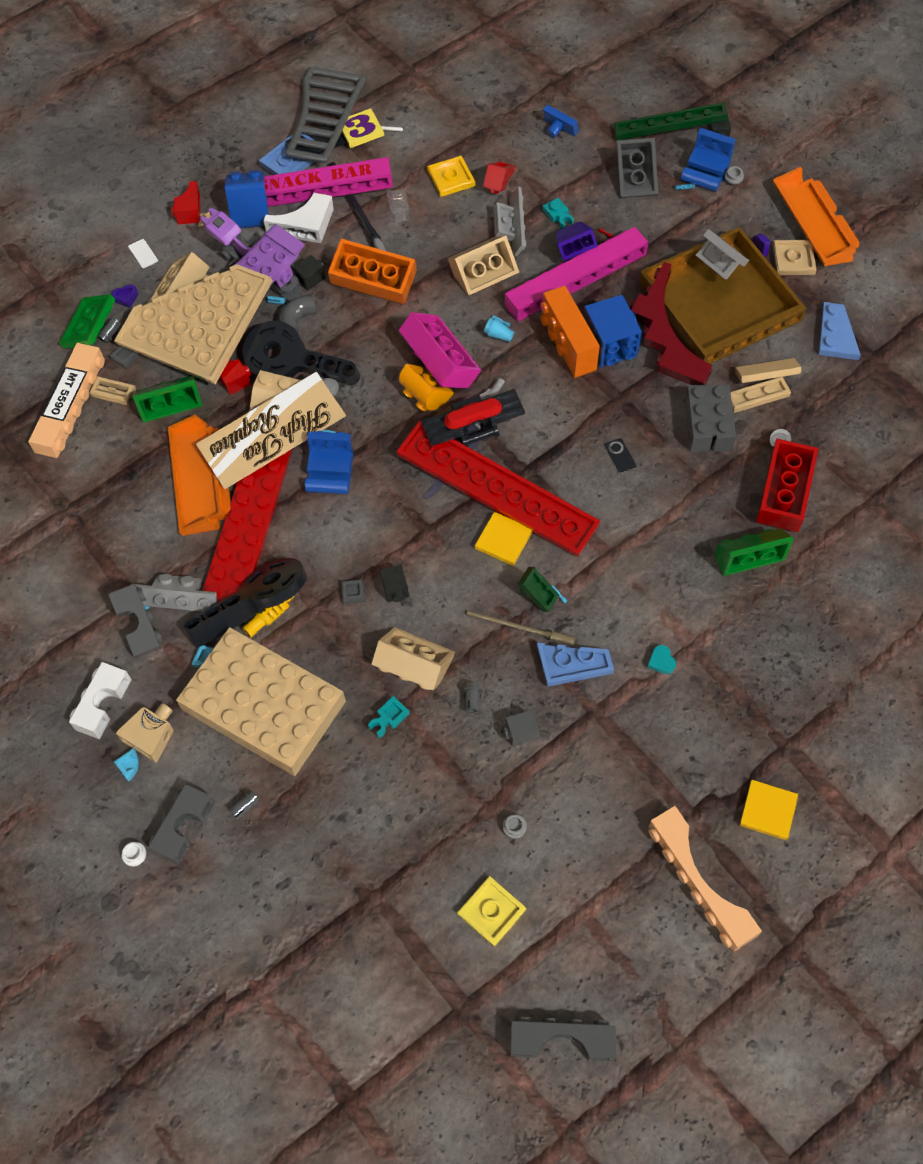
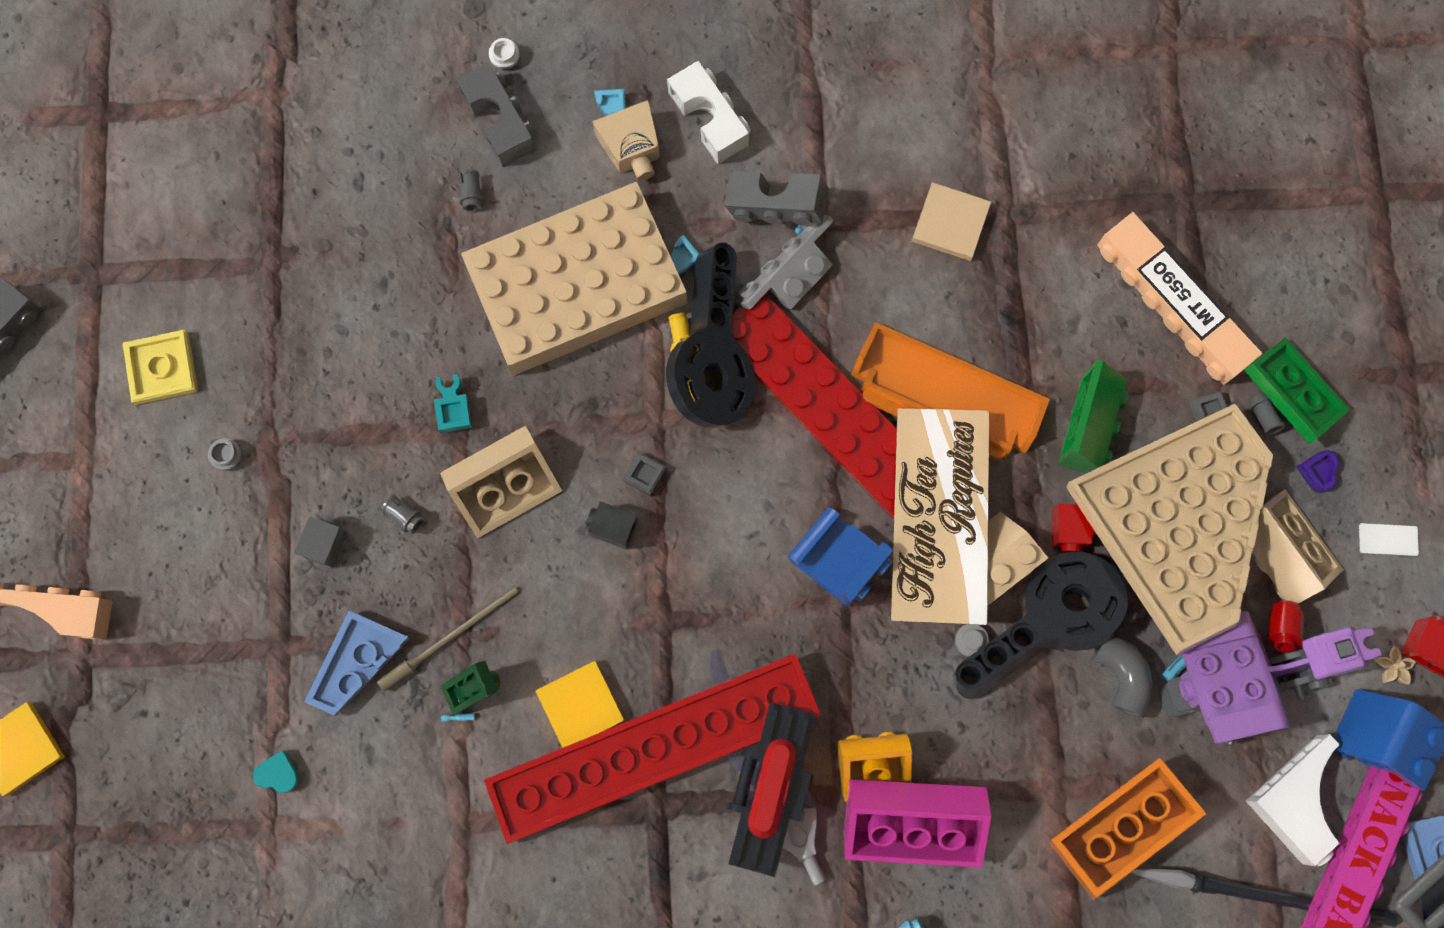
camera: 125 degrees right, 15 degrees up
(89, 533) = (951, 221): none -> tan tile
(110, 393) = (1138, 381): tan tile -> none
(221, 261) = (1285, 626): none -> red brick
(309, 272) = (1191, 744): pearl dark grey brick -> none

